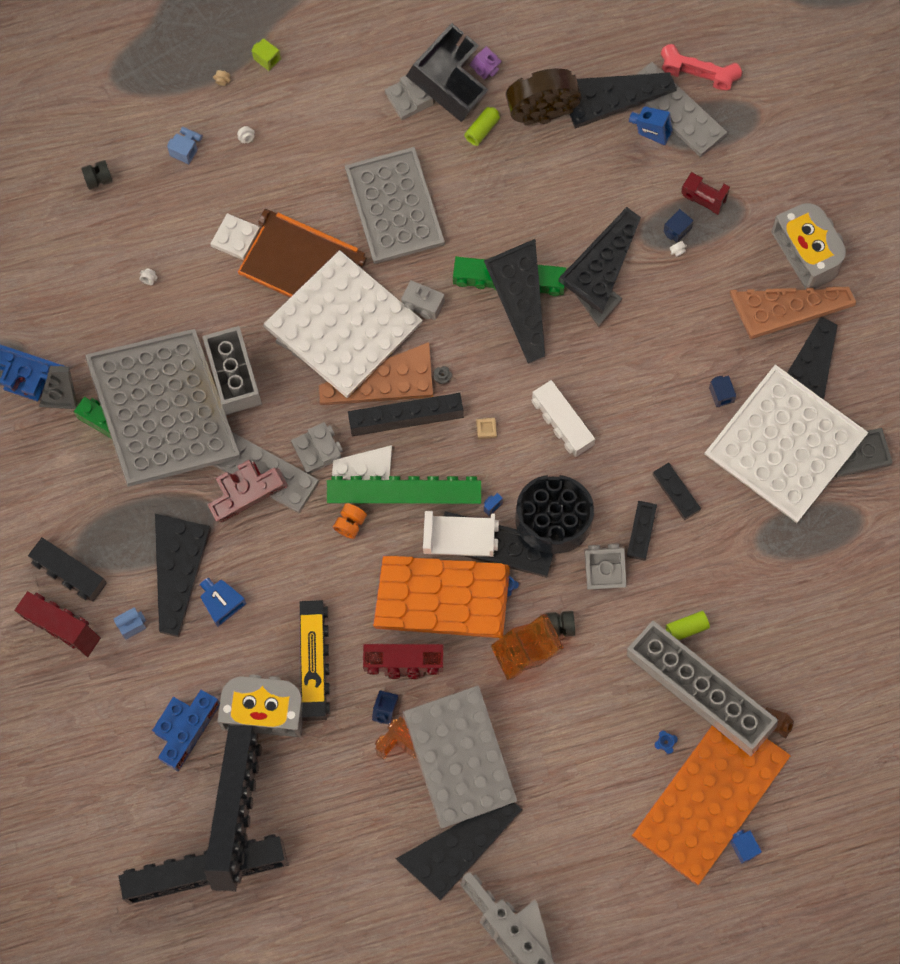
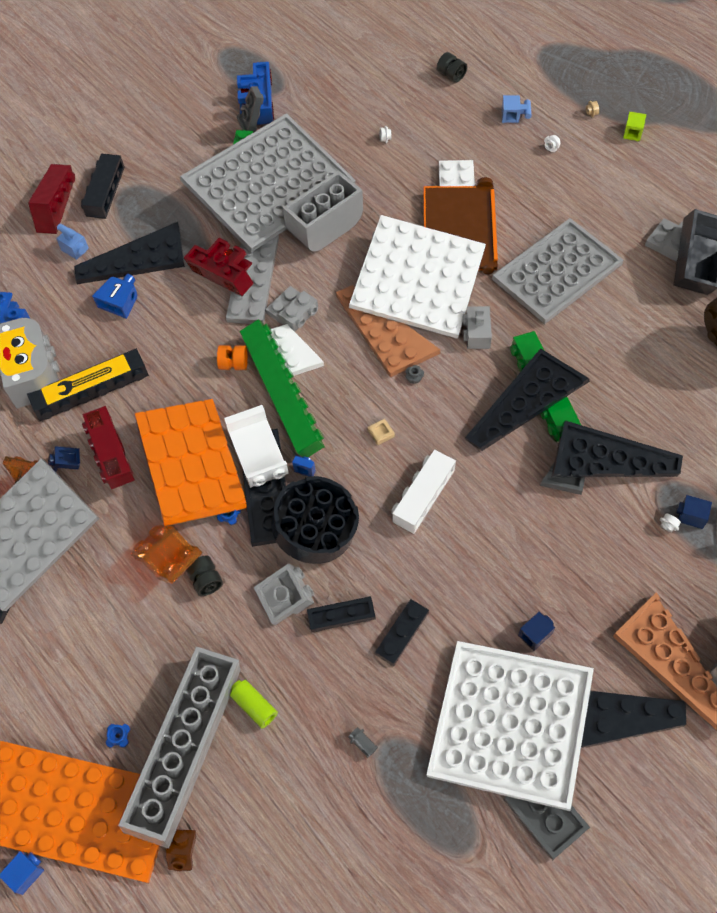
camera: 65 degrees right, 10 degrees down
(406, 414) = (358, 359): black brick -> none
(482, 126) = (682, 303): lime brick -> none
(752, 557) = (362, 742): none -> dark grey pin

